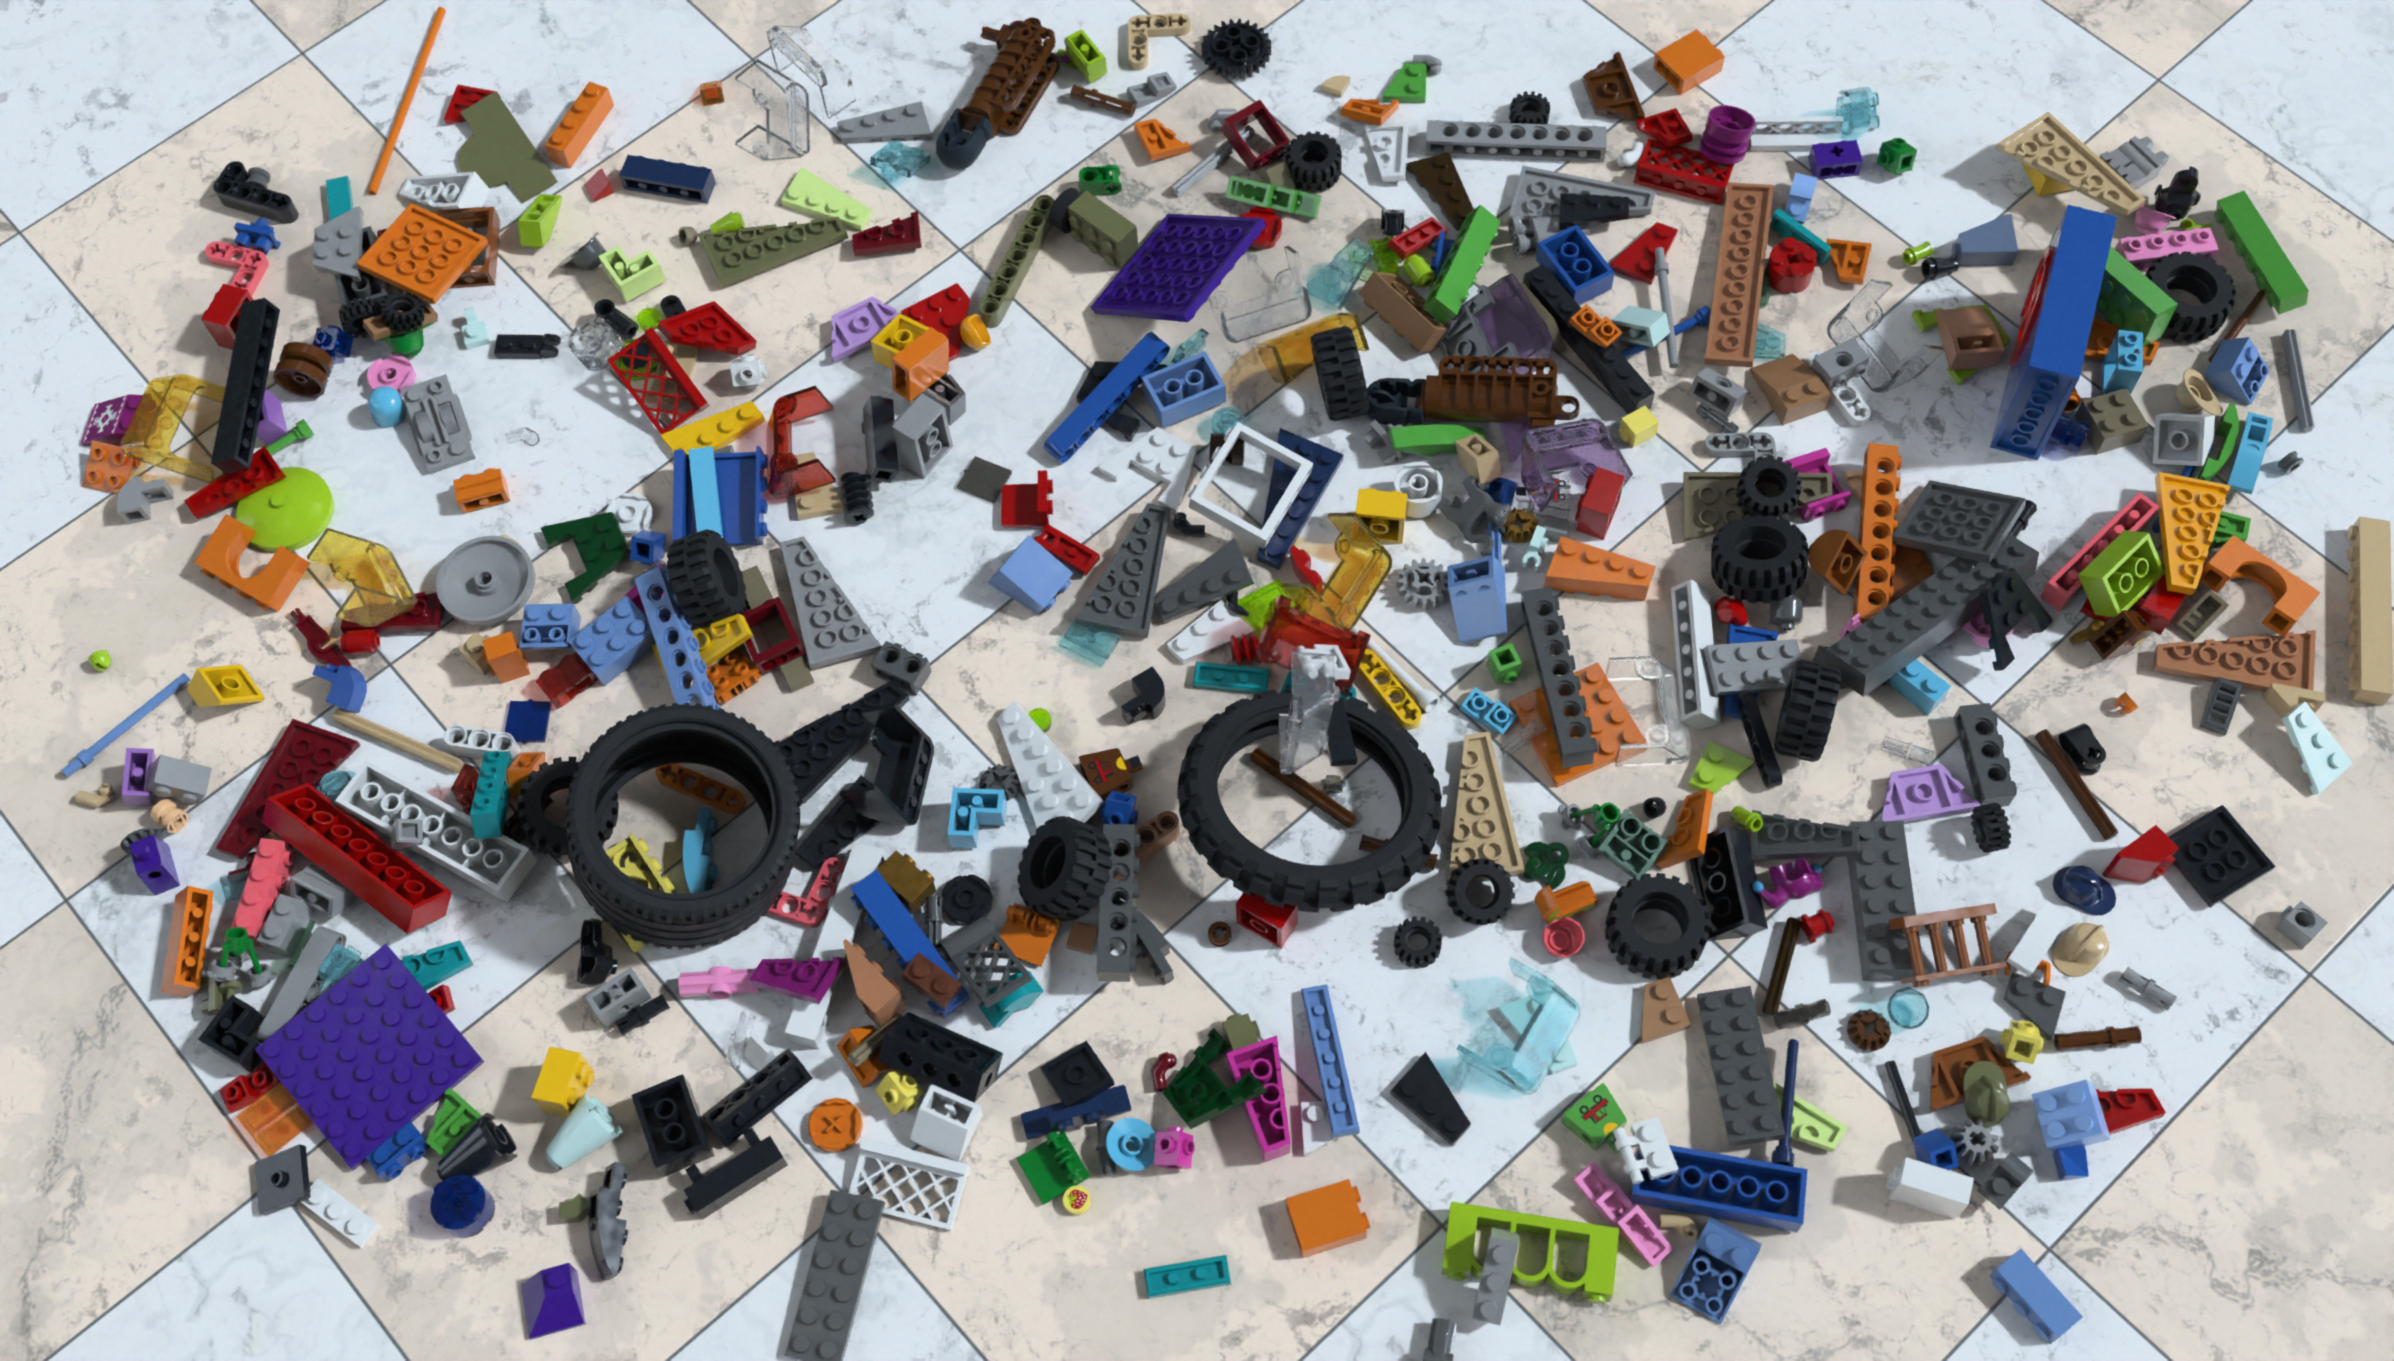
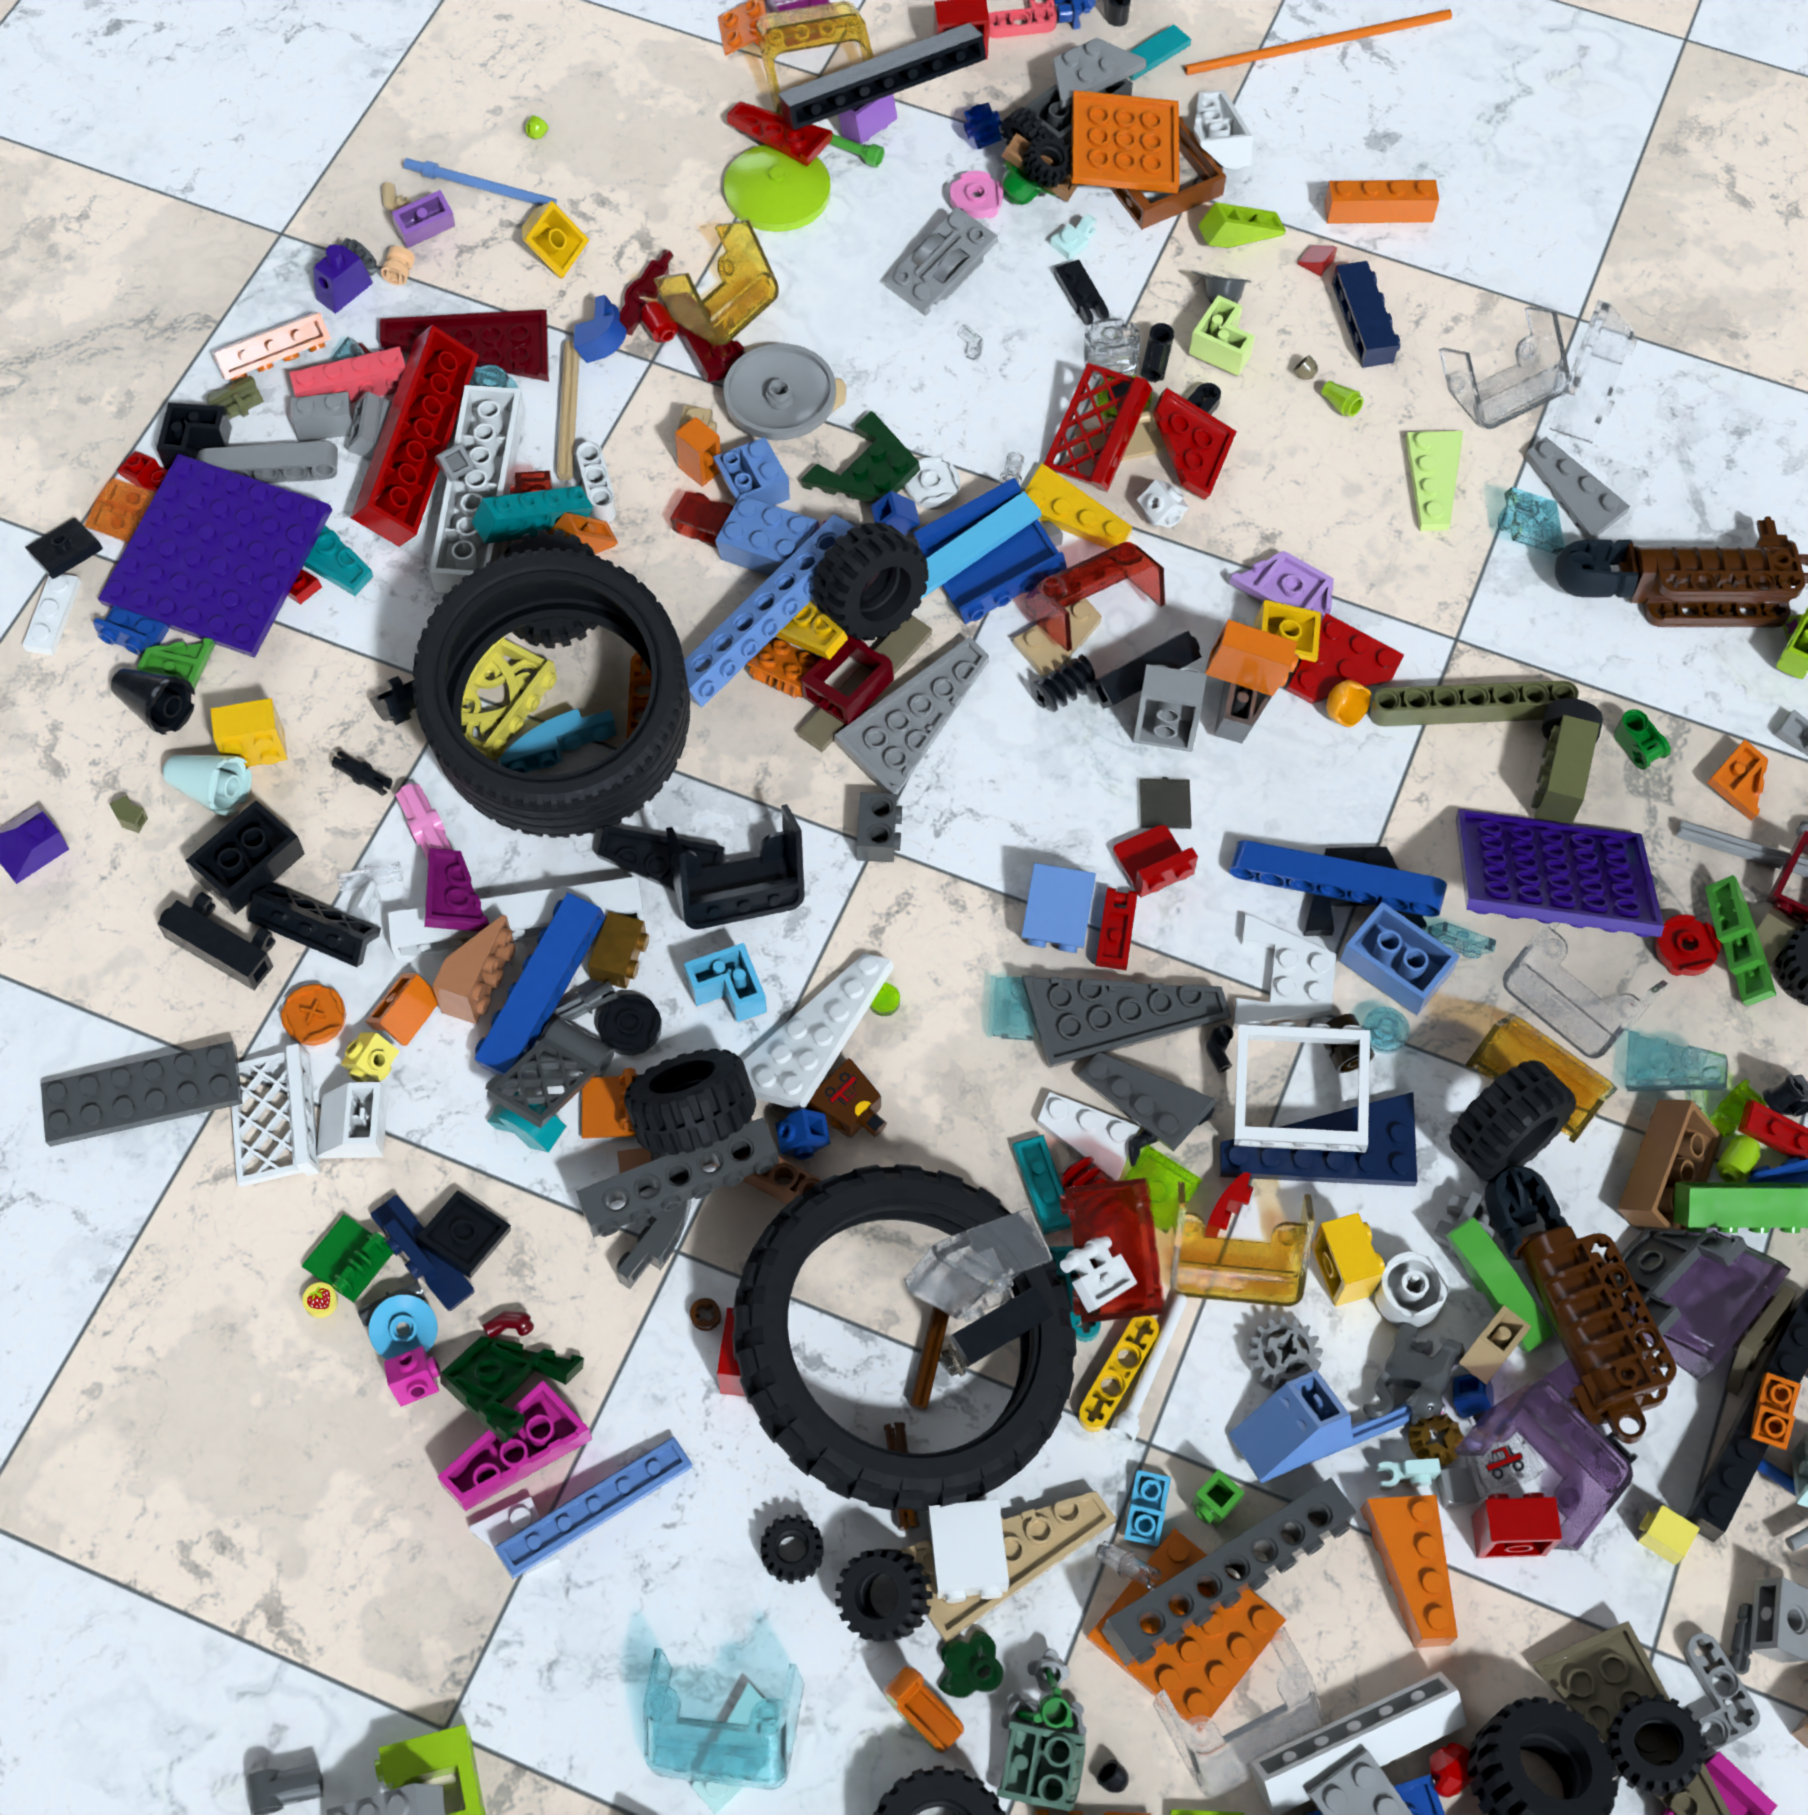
camera: 60 degrees right, 0 degrees up
(136, 496) = (721, 63): light grey brick -> none
(179, 779) = (432, 250): light grey brick -> none
(222, 556) = (687, 164): orange arch -> none
(233, 956) = (277, 392): plant -> none
(297, 951) = (311, 436): clear green piece -> none
(303, 369) = (934, 116): reddish brown wheel -> none
(340, 962) = (304, 481): clear light blue brick -> none
(386, 406) = (934, 205): medium azure helmet -> none
(463, 98) = (1345, 96): red wing -> none
(465, 1193) = (91, 711): clear blue brick -> none
(481, 490) = (885, 337): orange brick -> none
(502, 150) = (1305, 151): olive sticker -> none
(528, 720) = (644, 510): clear blue piece -> none
(605, 1230) = (111, 853): slope -> none
(618, 997) = (365, 739): light grey brick -> none
(648, 318) = (1181, 383): clear neon green tile -> none
(658, 459) = (1012, 468): none -> clear axle
(711, 93) = (1507, 301): clear orange slope -> none
(761, 248) = (1334, 444): olive wing -> none
(812, 902) = (558, 873): coral beam -> none
(830, 741) = (746, 796): black wing -> none
(872, 1043) = (417, 1007): dark tan axle -> none
(894, 237) = (1429, 566): dark red wing -> none
(931, 981) = (495, 1025): copper brick -> none
(942, 1049) = (420, 1079): black brick -> none
(1011, 781) = (789, 1004): dark grey gear -> none
(1079, 93) = (1756, 682): reddish brown pin -> none
(1150, 697) = (967, 1106): black brick -> none
(1187, 1276) = (274, 1460): teal tile -> none
(1240, 1031) = (585, 1391): olive brick -> none
(1327, 1218) = (397, 1586): orange brick -> none
(1431, 1100) = (596, 1649): black wing -> none
(1473, 826) = (968, 1550): none -> white brick
(1563, 937) = (872, 1726): coral hair -> none

